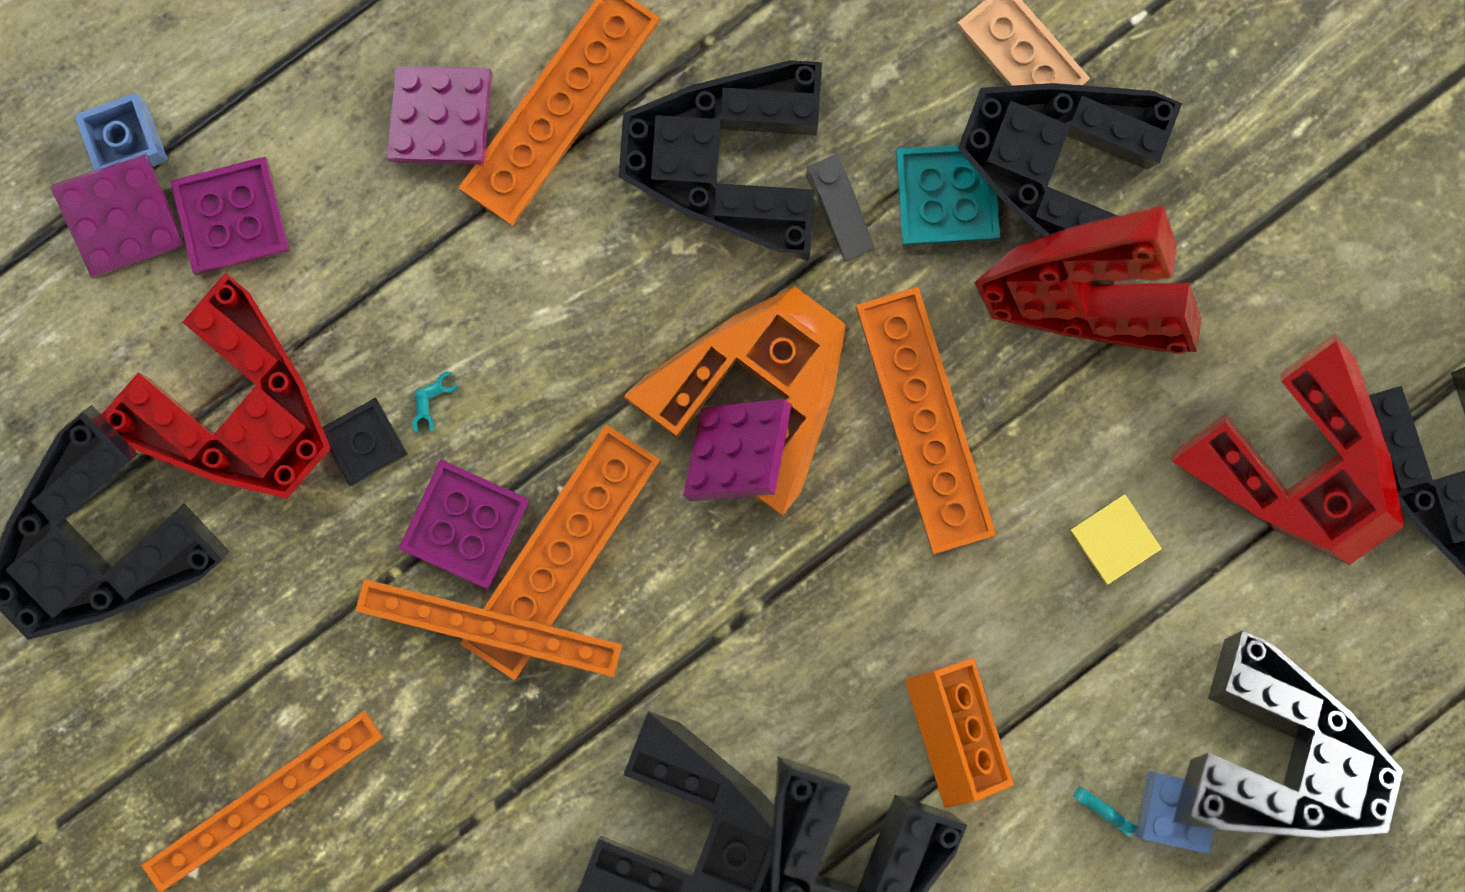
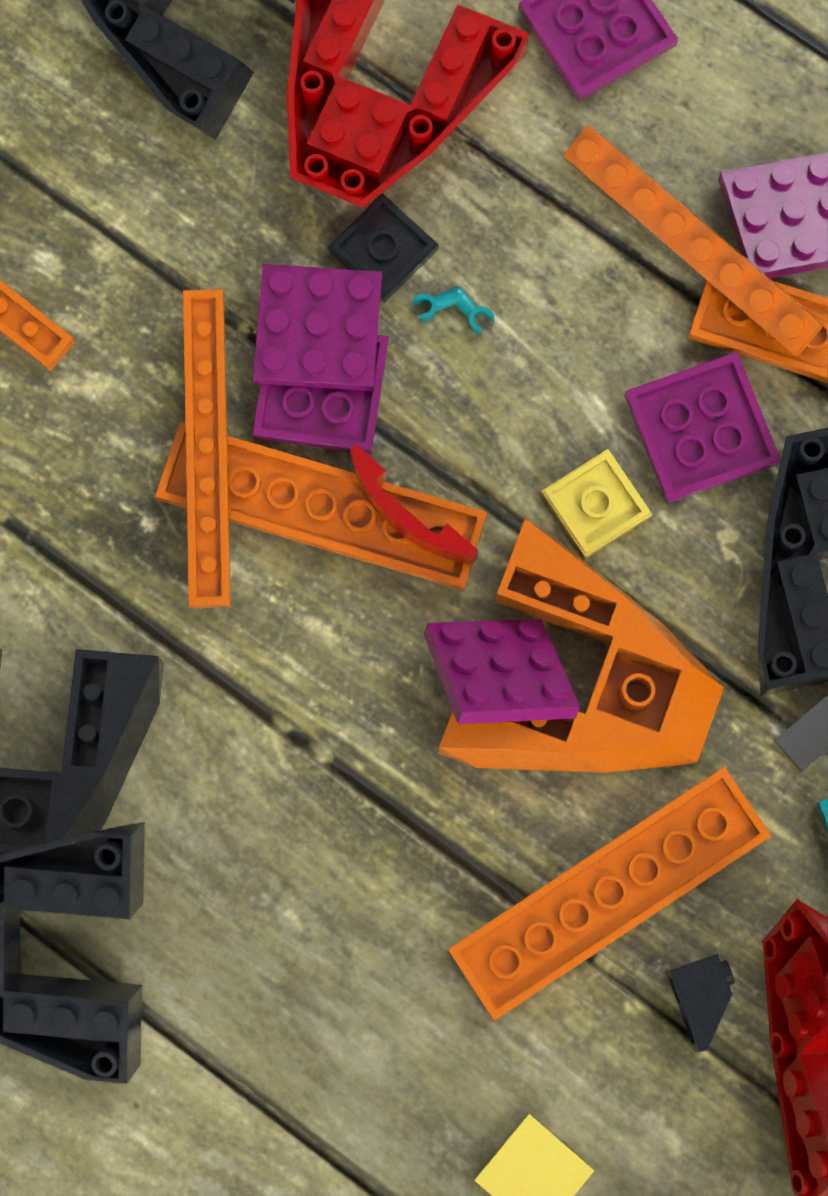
camera: 75 degrees right, 5 degrees down
(416, 512) = (317, 327): none -> magenta plate
(436, 198) = (693, 240): none -> orange plate
(552, 506) = (446, 543): none -> red slope
(588, 238) = (702, 427): none -> magenta plate
(622, 338) = (596, 504): none -> light yellow tile
(959, 733) = (238, 1044): orange slope -> none
(1021, 375) = (702, 996): none -> black slope

